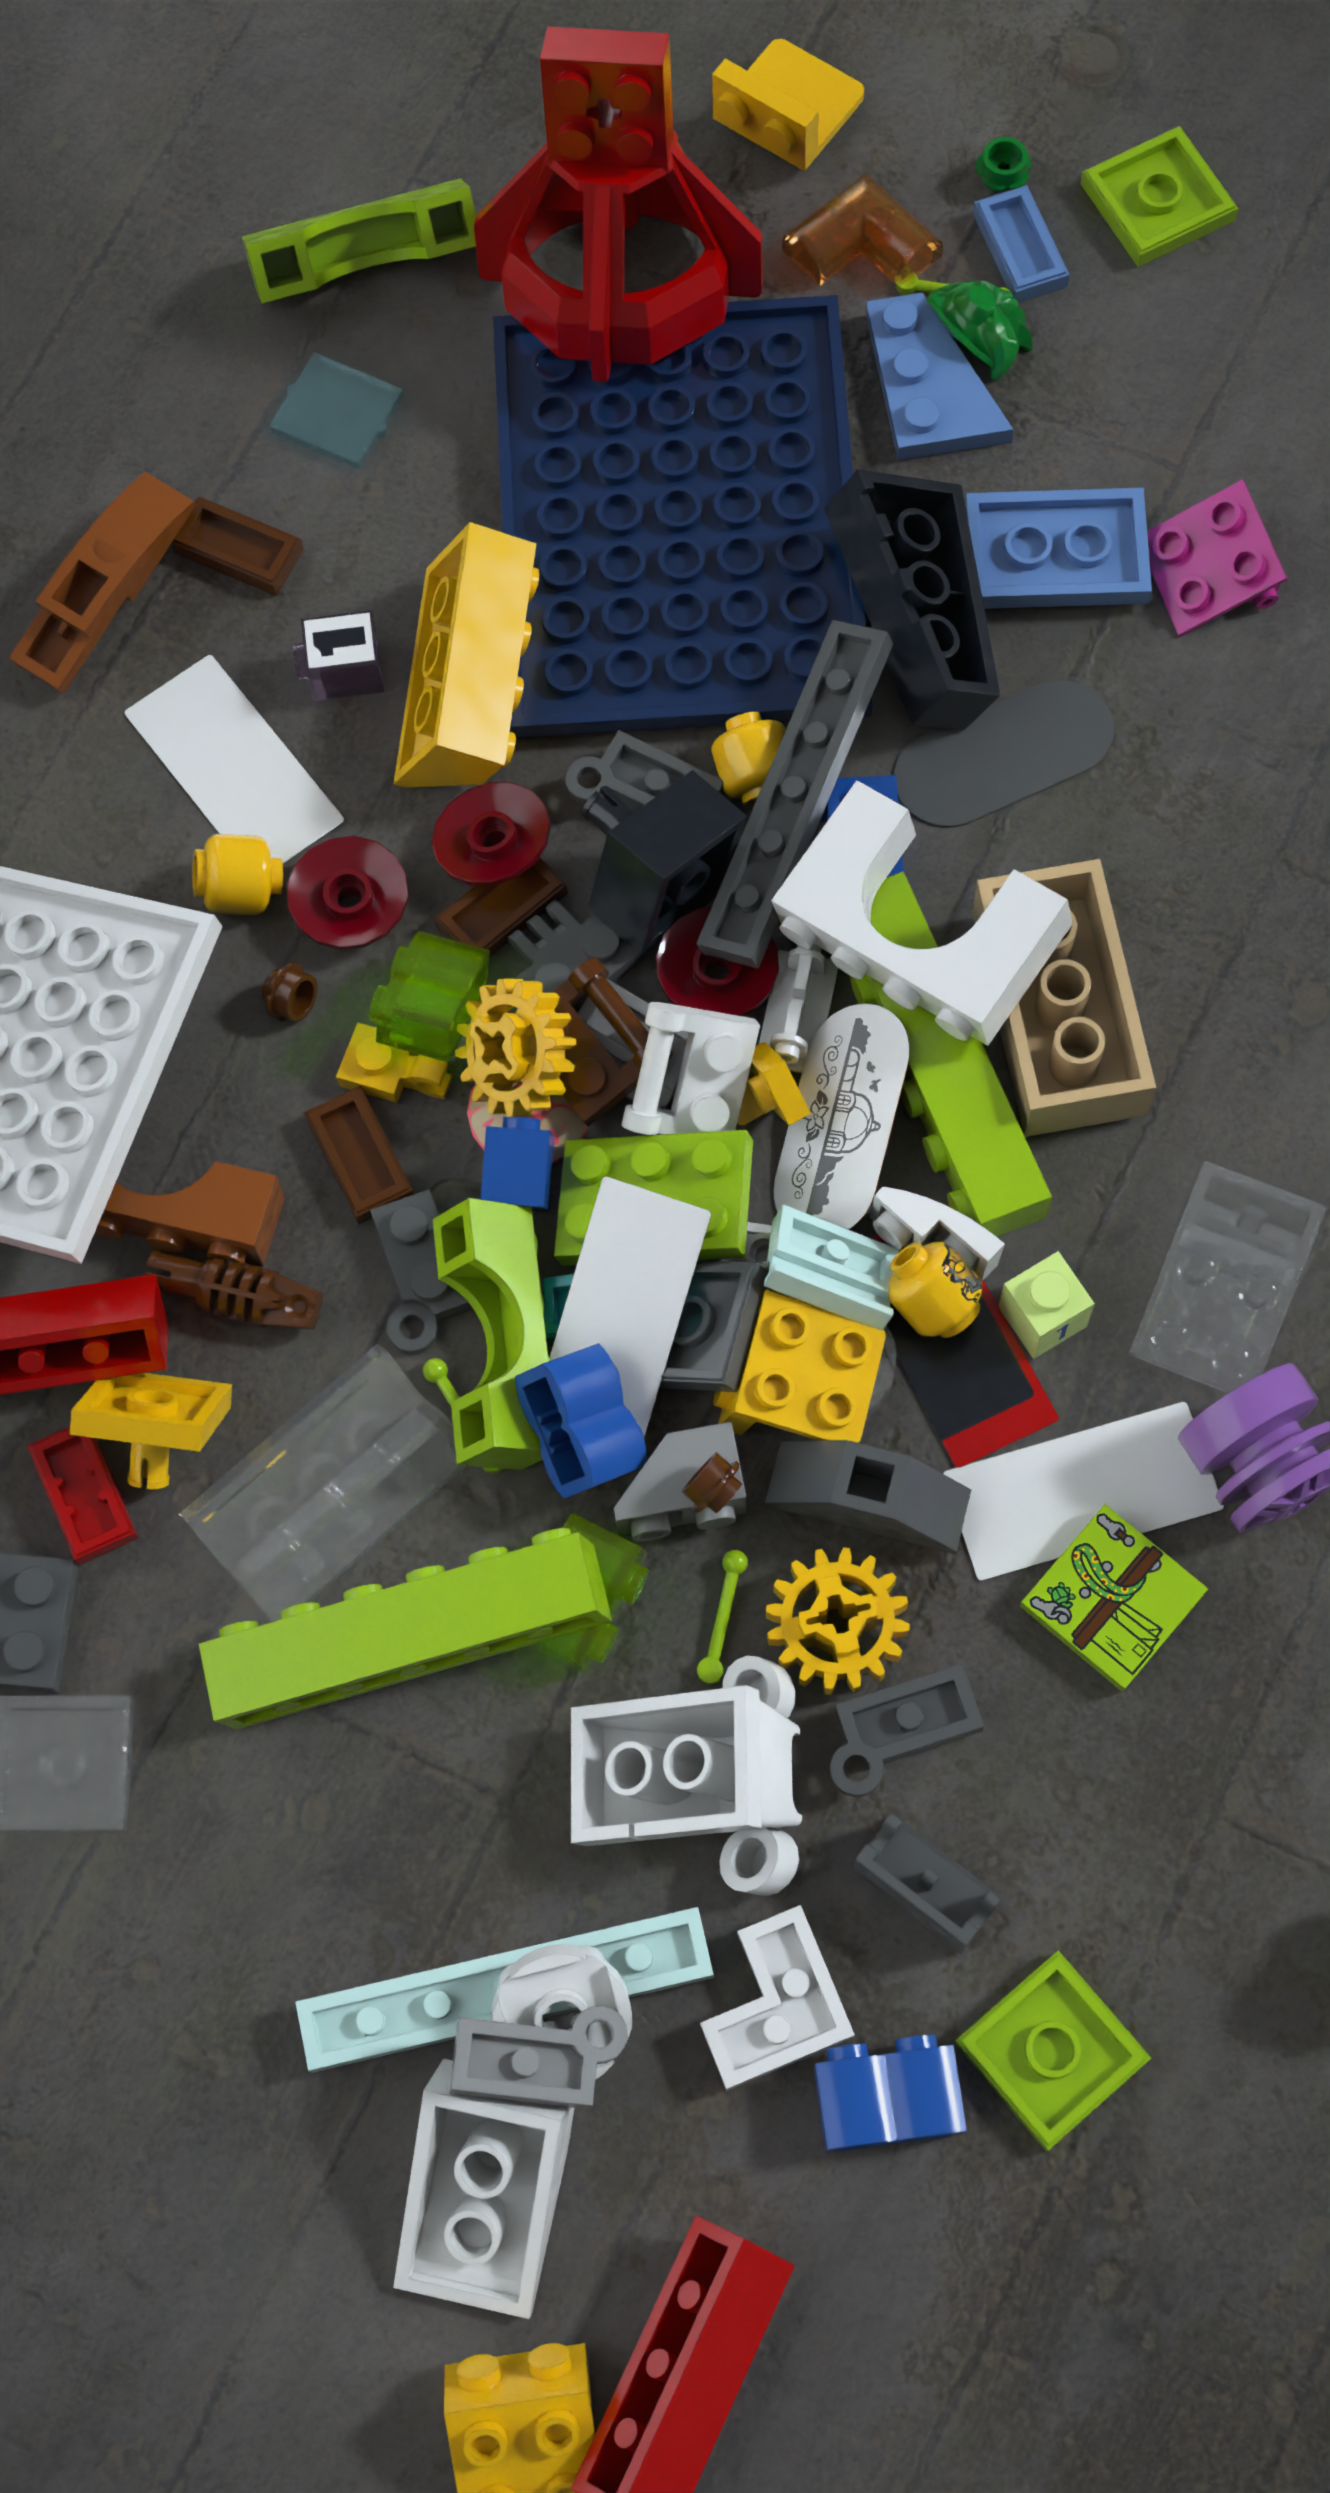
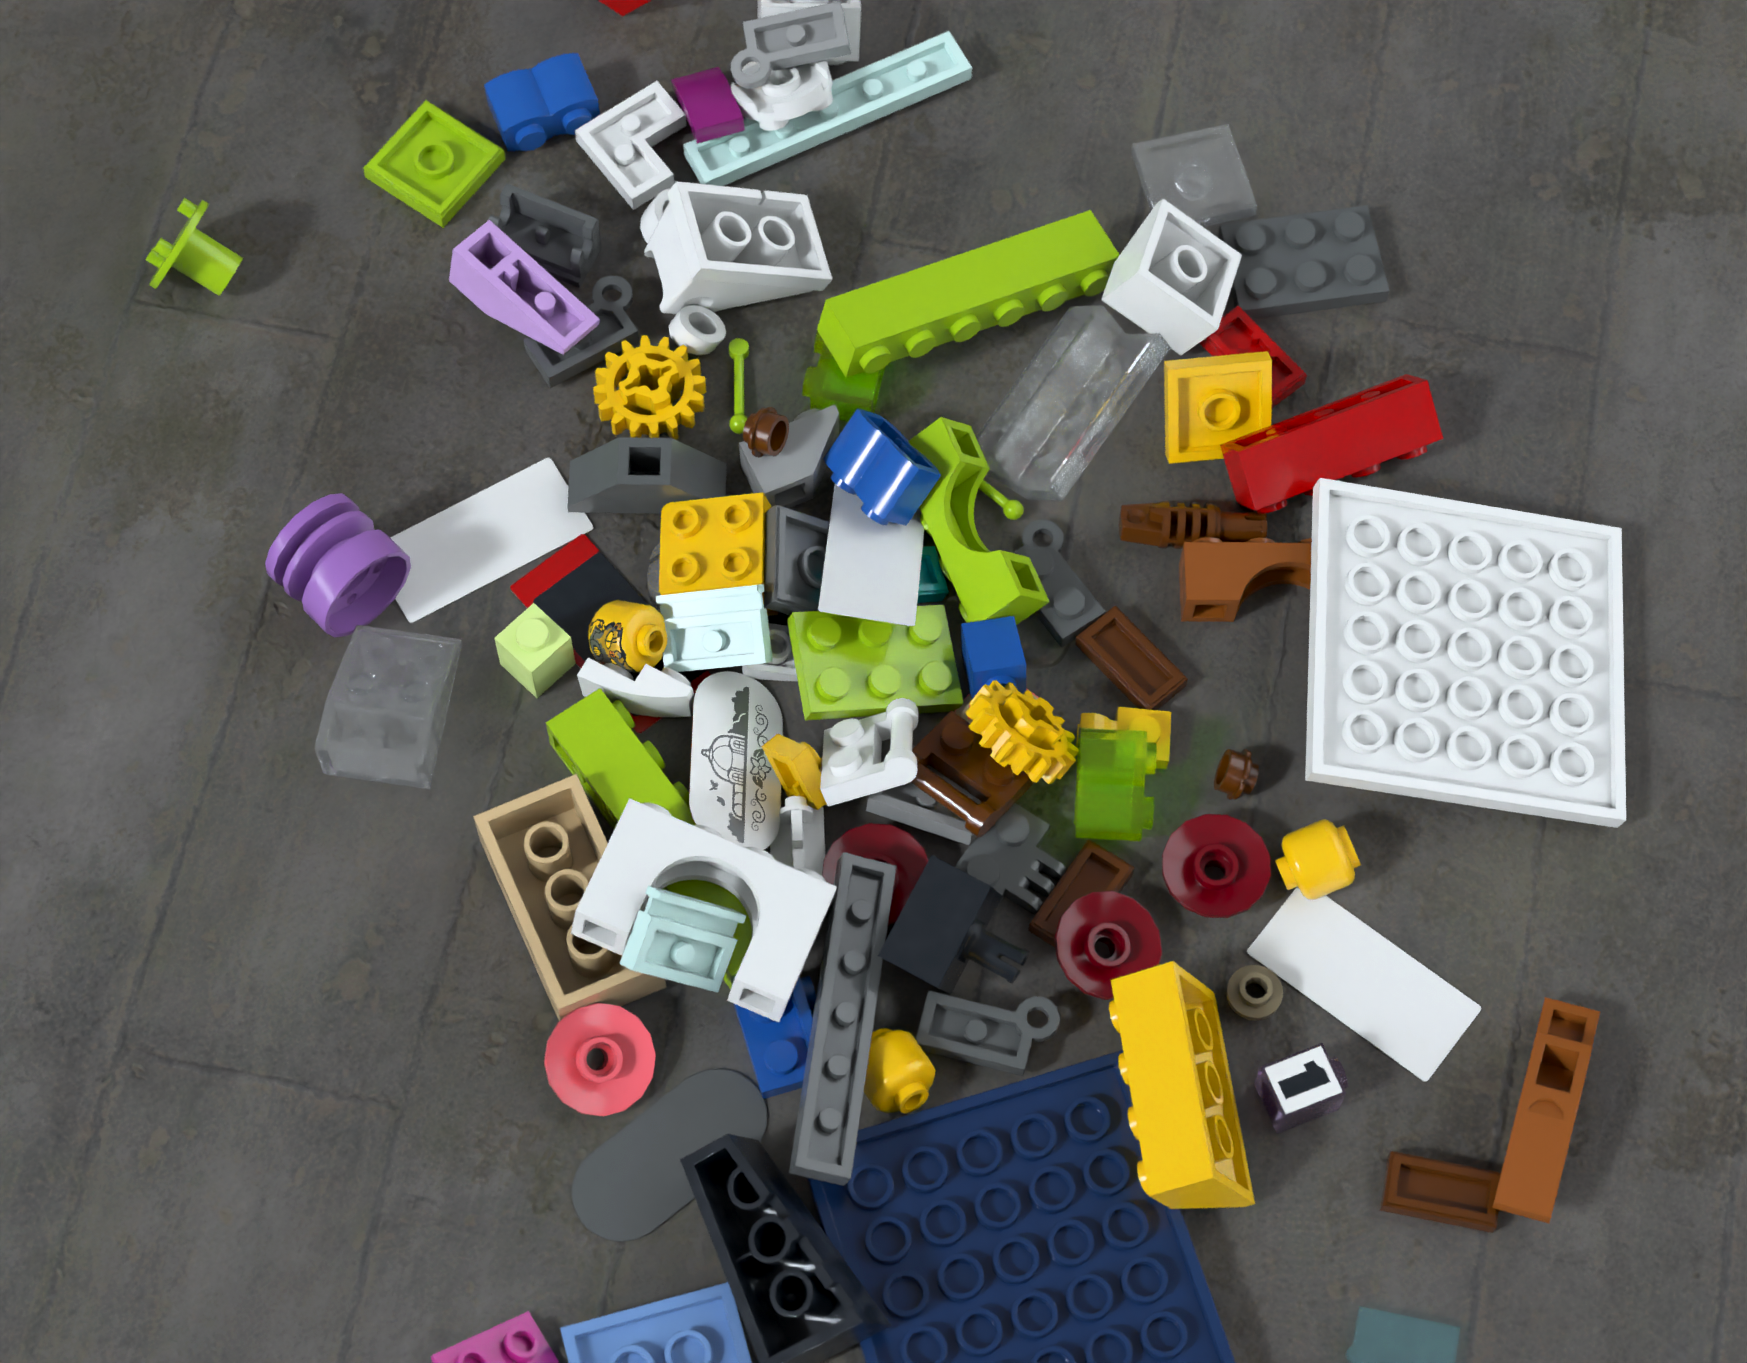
camera: 160 degrees right, 5 degrees down
(142, 1592) = (1173, 278): none -> white slope
(358, 779) = (1249, 1007): none -> dark tan plate
(666, 2030) = (708, 104): none -> magenta slope
(953, 879) = (682, 940): none -> light aqua plate
(974, 1780) = (518, 290): none -> lavender slope
(1060, 831) = (626, 1064): none -> coral dish
(1113, 1597) = (442, 459): lime tile -> none

